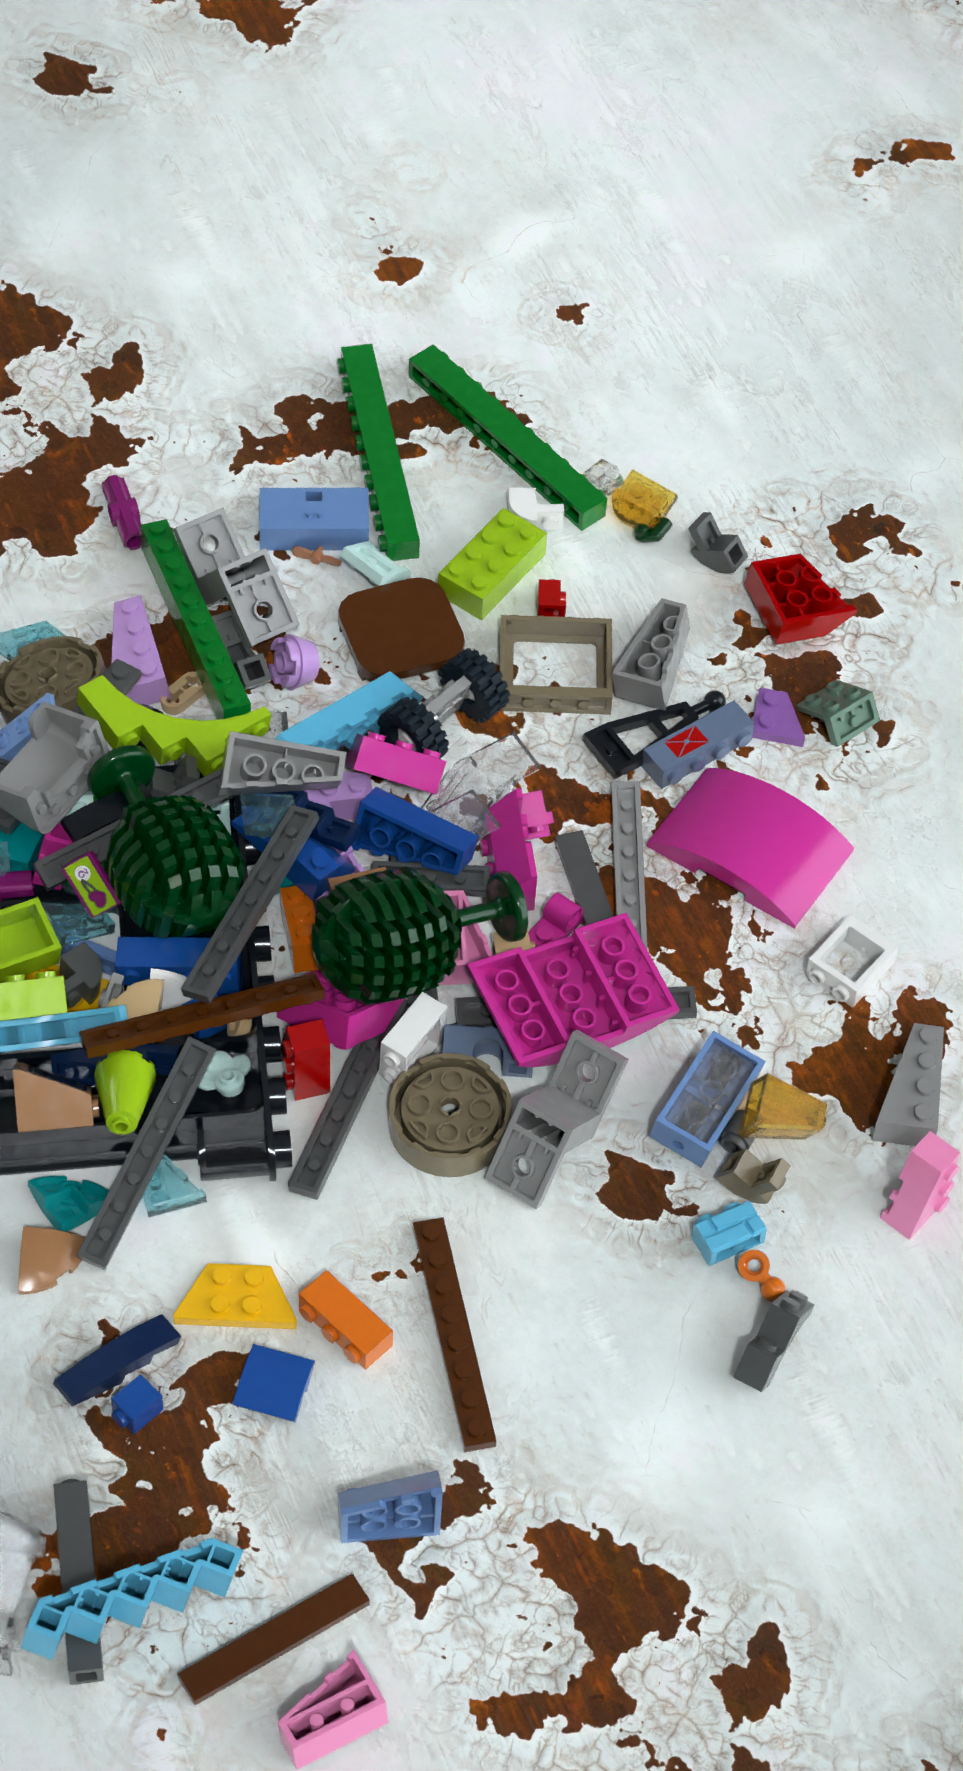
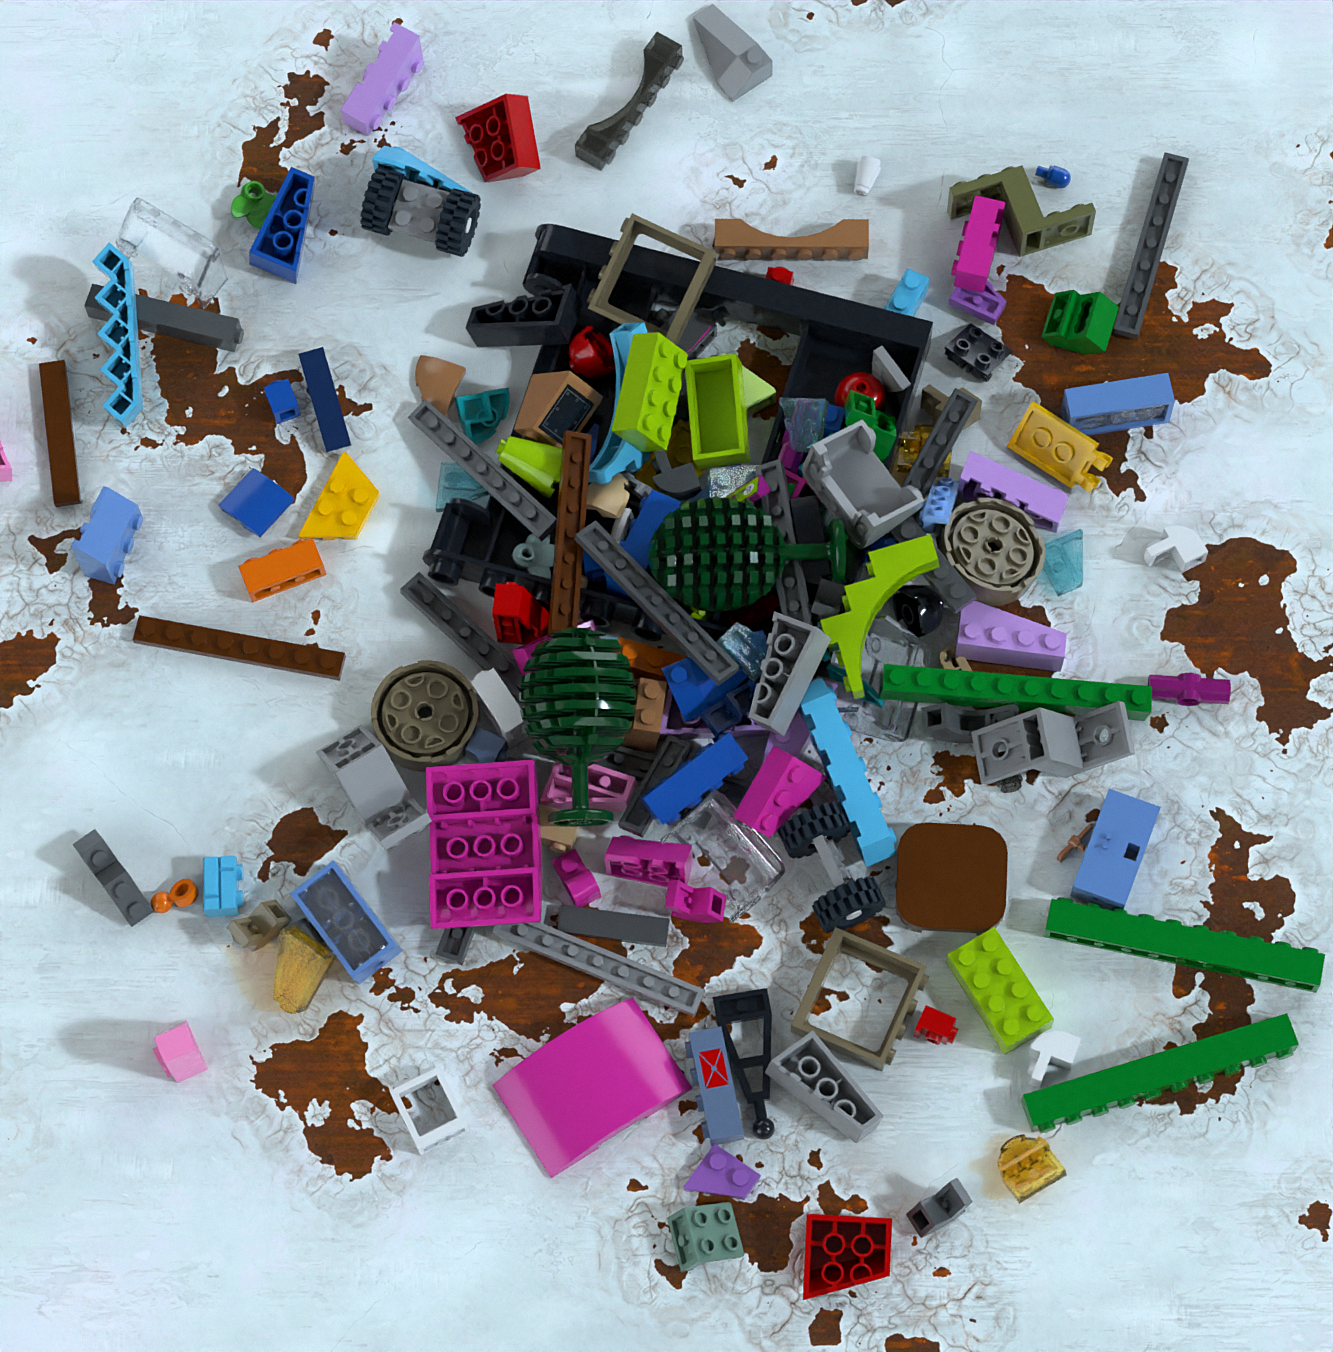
camera: 120 degrees right, 15 degrees up
(294, 661) = (943, 767): lavender cone -> none
(374, 563) = (1034, 877): light aqua plate -> none
(604, 476) = (1067, 1139): clear plate -> none
(654, 534) = (986, 1163): dark green arm -> none
(914, 1093) = (277, 1097): light grey wedge -> none

